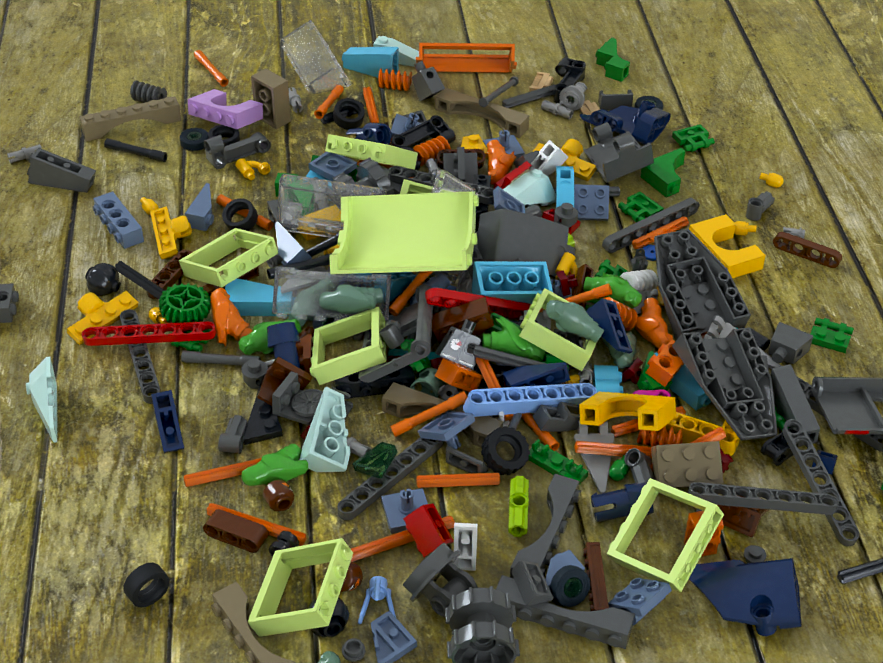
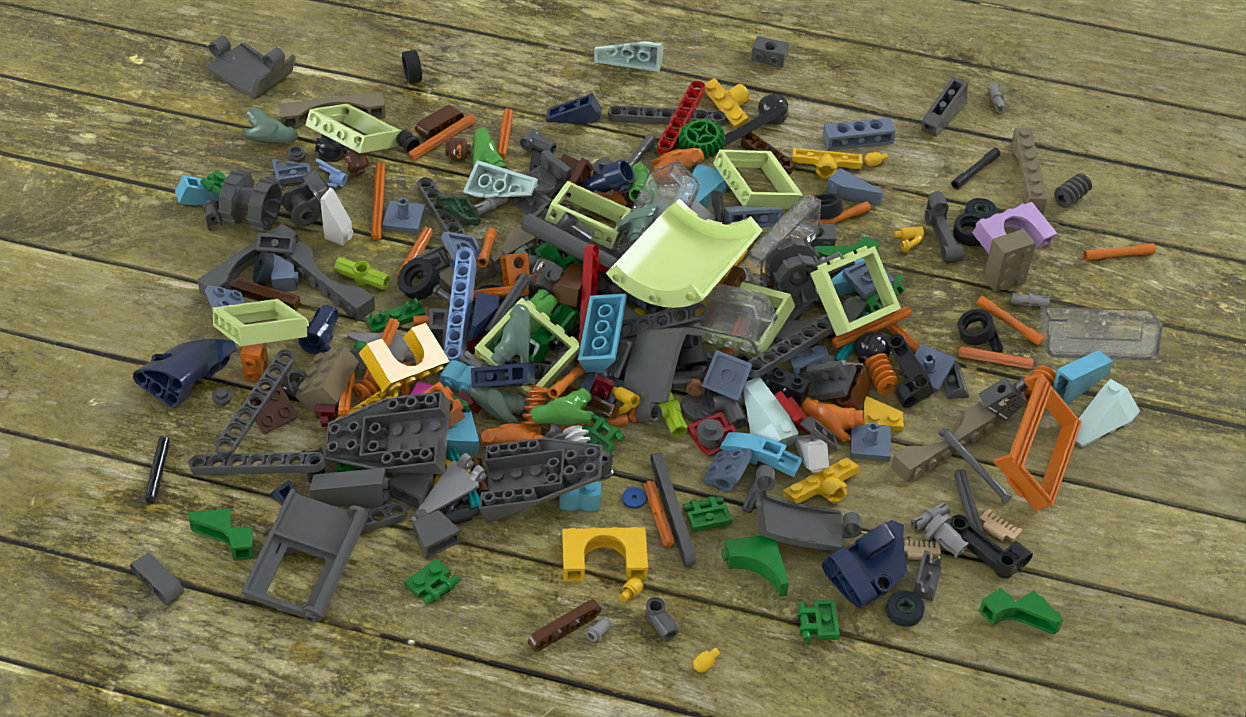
camera: 110 degrees right, 5 degrees up
(372, 132) = (912, 320): dark blue piece -> none
(427, 529) = (364, 206): red brick -> none

